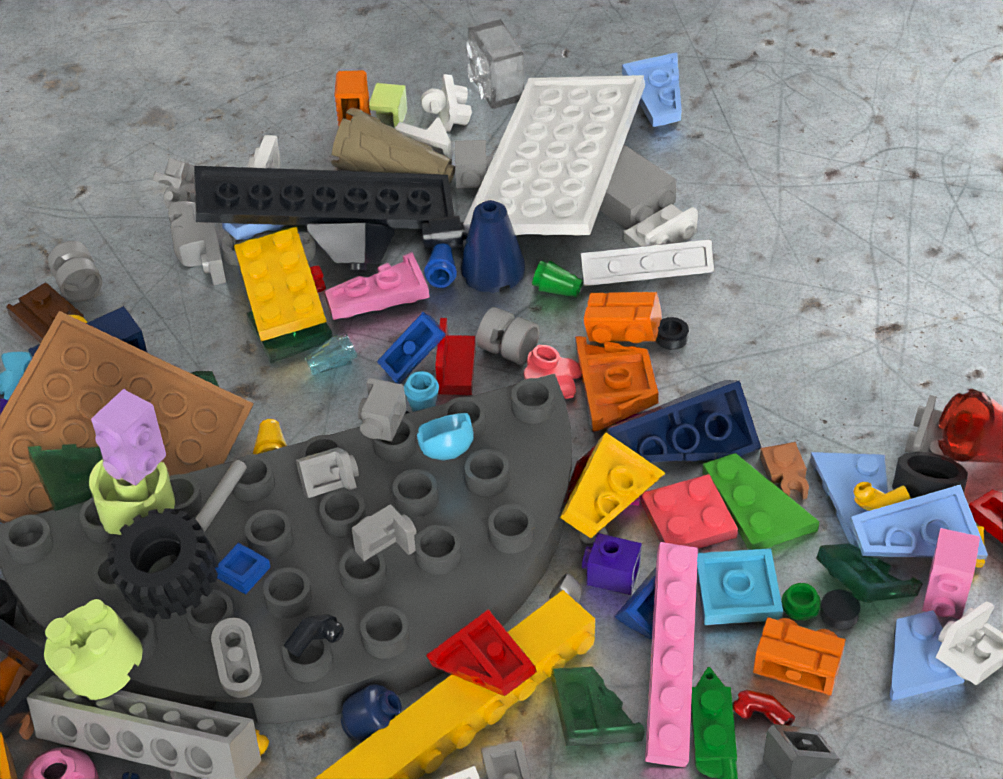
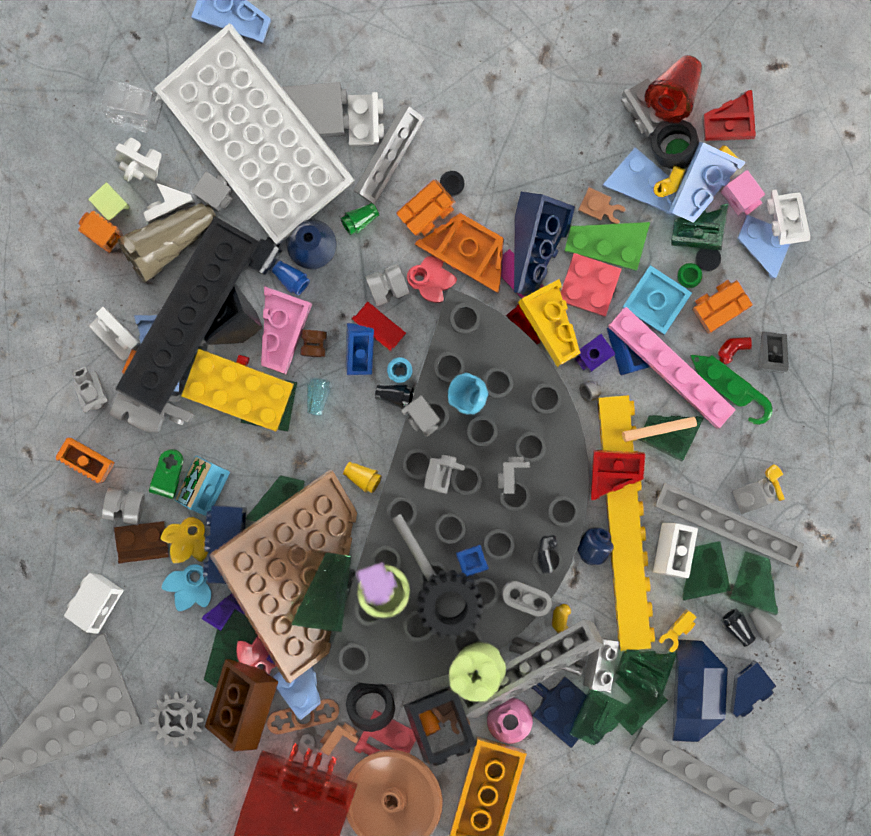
camera: 55 degrees left, 40 degrees up
(101, 217) = (84, 460): none -> orange brick
(137, 287) = (166, 479): none -> green piece
(159, 323) = (201, 486): none -> panel
(386, 318) = (313, 337): none -> reddish brown wheel
(583, 679) = (659, 429): none -> light nougat bar

